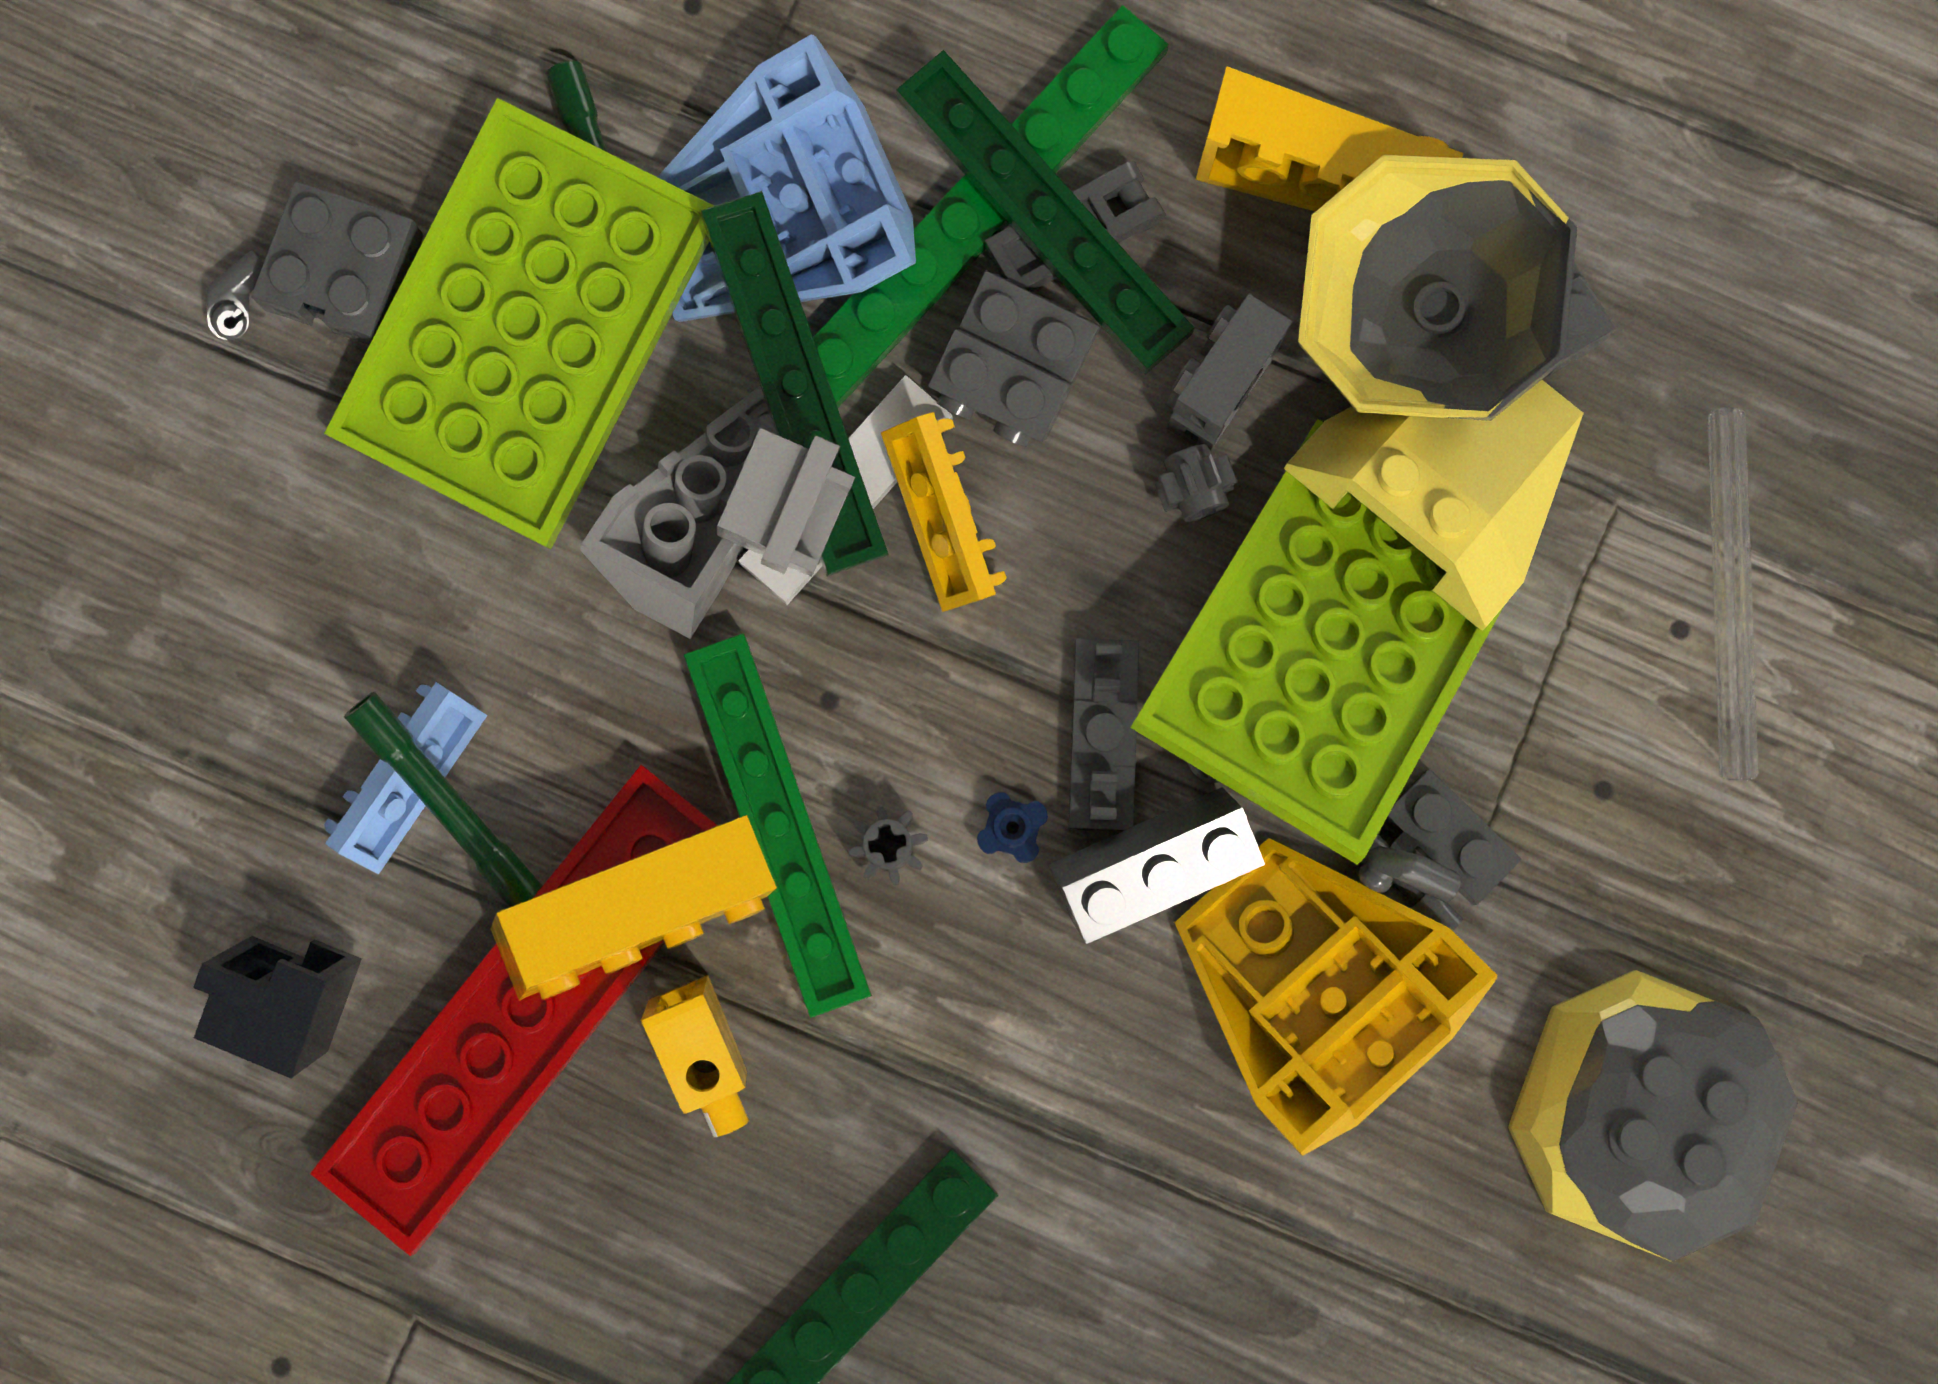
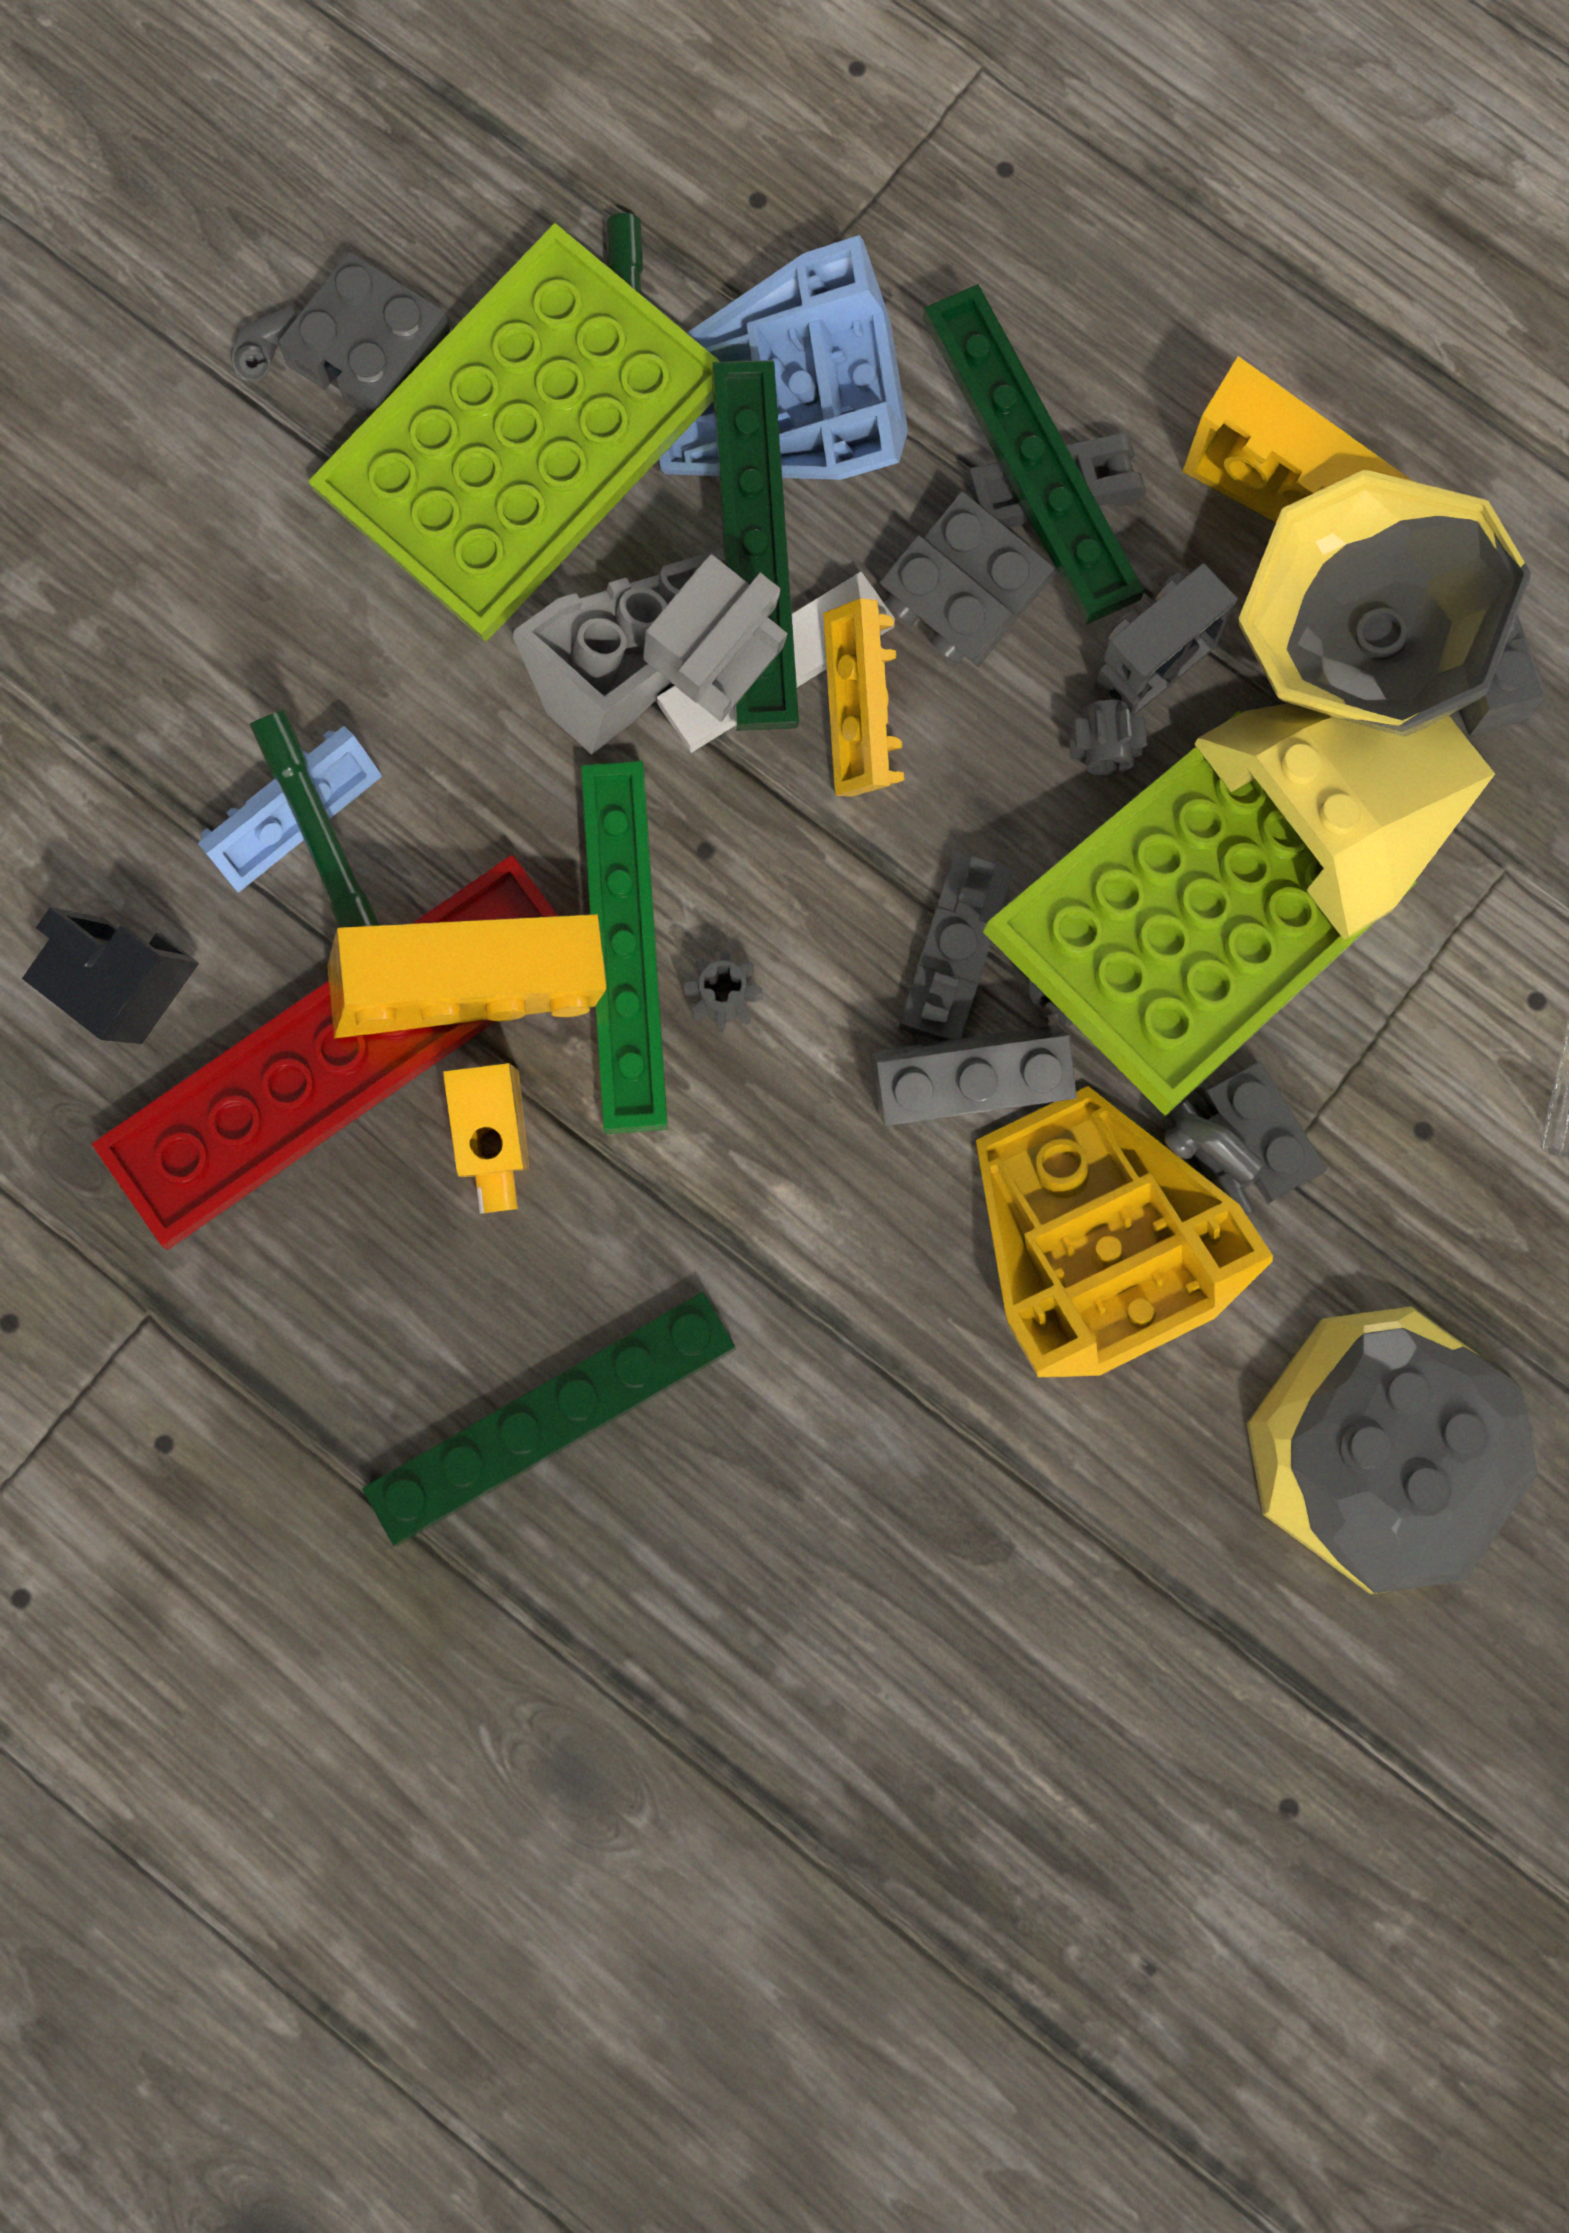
camera: 15 degrees right, 5 degrees down
(960, 223) = (942, 456): green plate -> none
(1023, 842) = (849, 1026): dark blue plate -> none

